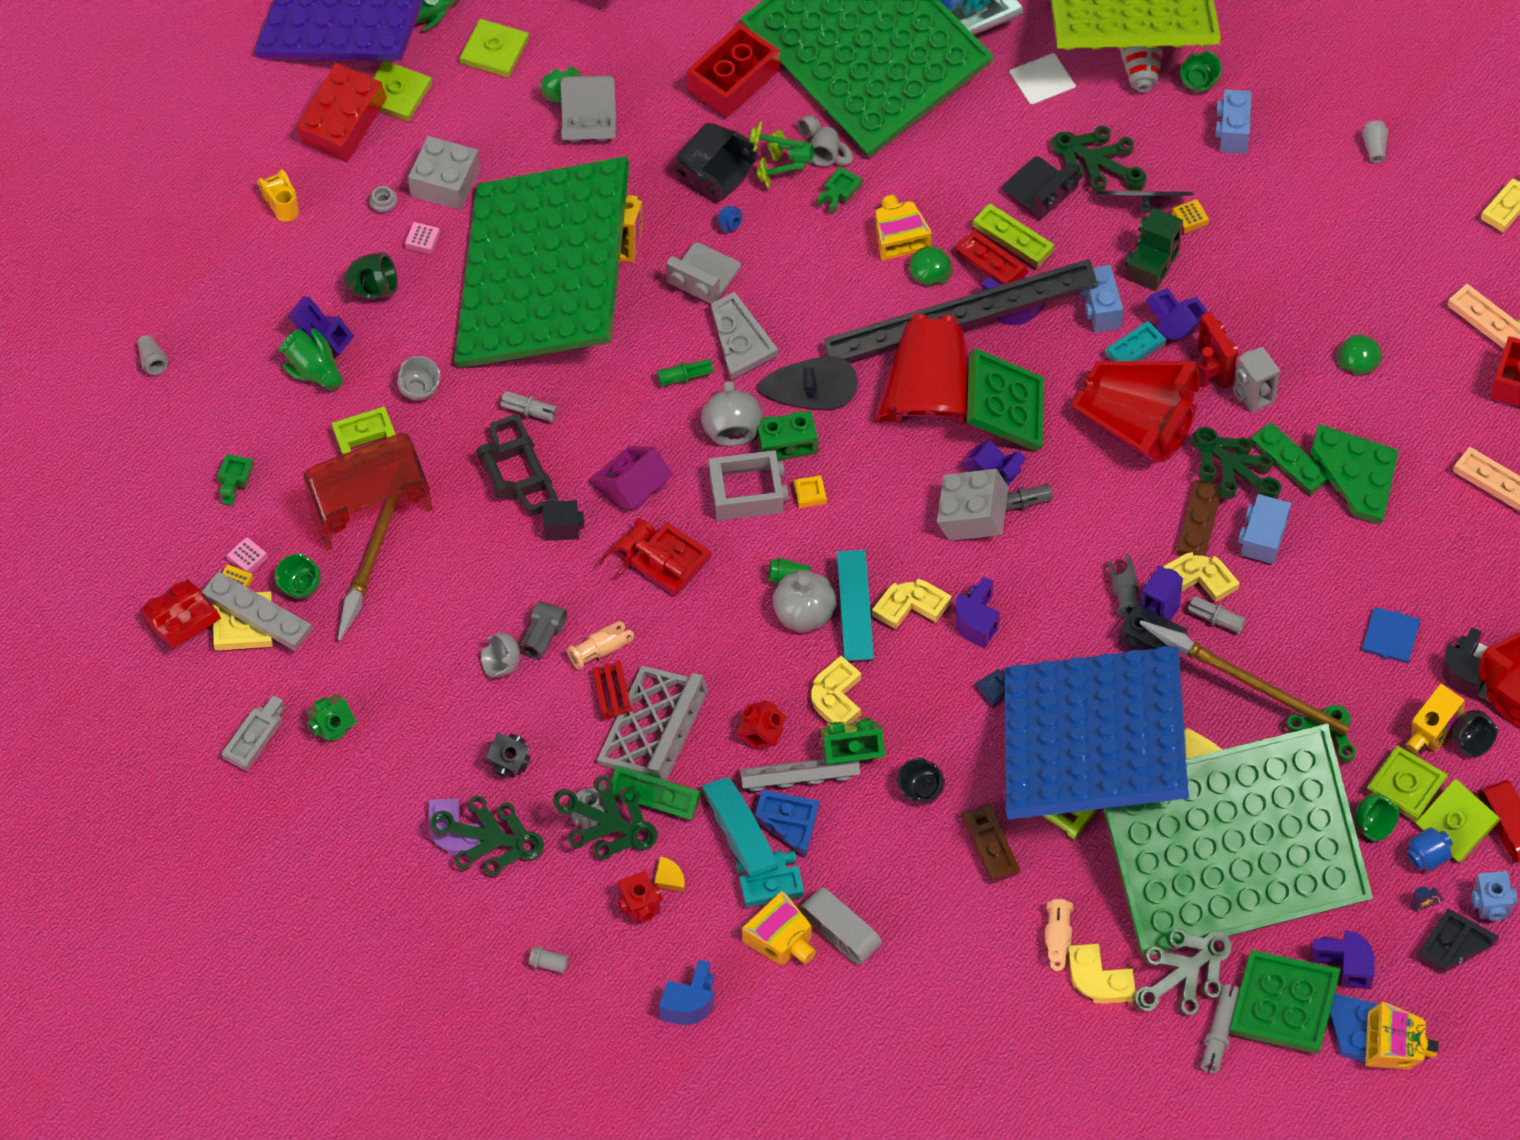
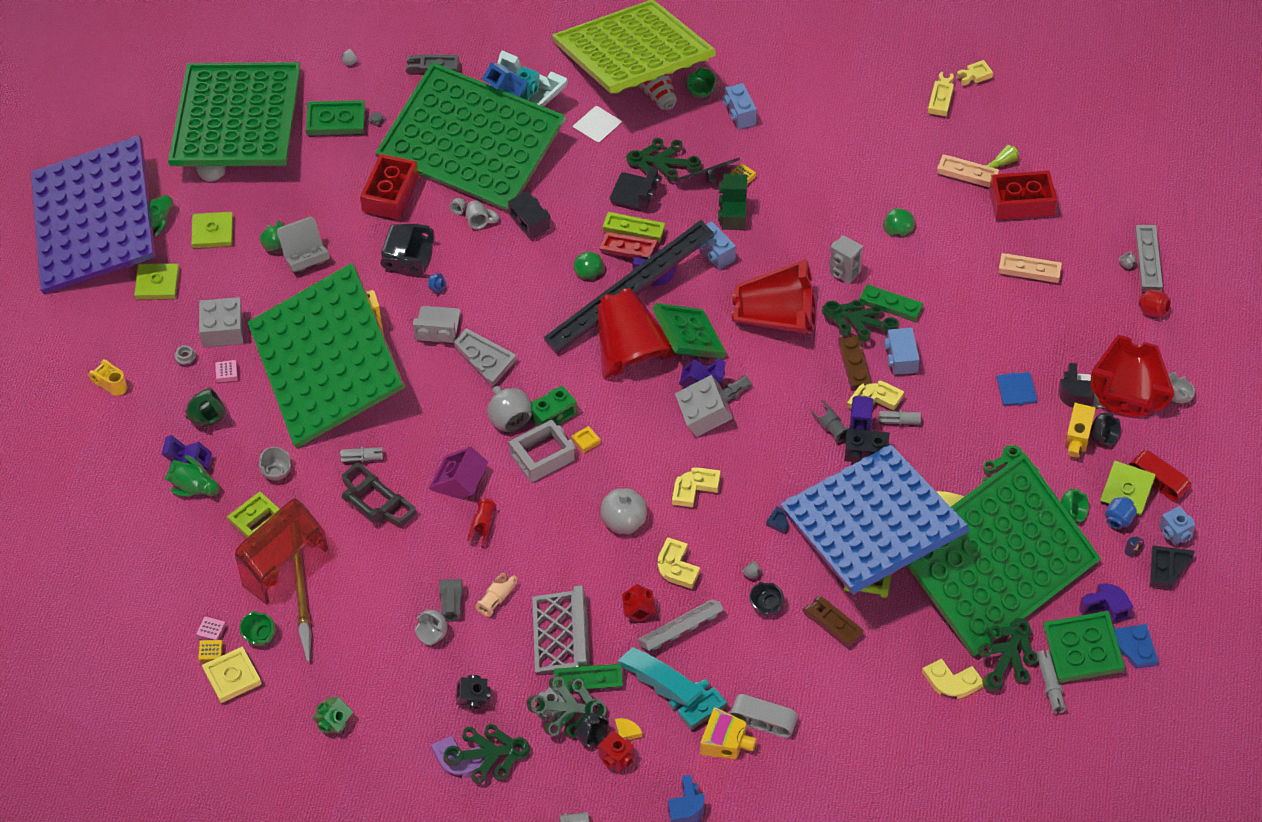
camera: 25 degrees left, 5 degrees down
(152, 356) = (70, 519): light grey cone -> none
(179, 613) = (183, 686): red plate -> none
(233, 474) = (172, 577): green plate -> none
(254, 734) = (280, 750): light grey hinge -> none
(257, 611) = (240, 663): light grey plate -> none
(341, 112) = (127, 307): red brick -> none
(562, 520) = (426, 521): black brick -> none
(608, 671) = (512, 609): red tile -> none
(624, 858) = (592, 729): none -> black hair
(670, 558) = (515, 518): red plate -> none
(684, 372) = (458, 393): green axle -> none
(780, 567) = (595, 496): green cone -> none
(788, 818) = (689, 658): blue wing -> none
(799, 152) = (464, 221): green plant -> none
(812, 384) = (550, 369): black shield -> none
(840, 186) = (501, 237): green plate -> none
(852, 741) = (707, 590): green brick -> none
(855, 605) = (658, 501): teal slope -> none
(888, 169) = (529, 214): none -> black brick
(900, 229) = (556, 249): yellow torso -> none
(924, 739) = (752, 570): none -> light grey hinge
(973, 616) = (741, 479): dark purple brick -> none
(1058, 932) = (910, 661): light nougat piece -> none
(1136, 344) = (753, 266): teal plate -> none
(1175, 317) = (773, 241): dark purple brick -> none
(1202, 654) = (911, 444): pearl gold piece -> none
(1217, 352) = (810, 248): red plate -> none
(1357, 470) = (938, 293): green plate -> none
(1375, 138) = (835, 87): light grey cone -> none
(1396, 1038) = (1168, 641): torso -> none
(1408, 782) = (1082, 475): lime plate -> none

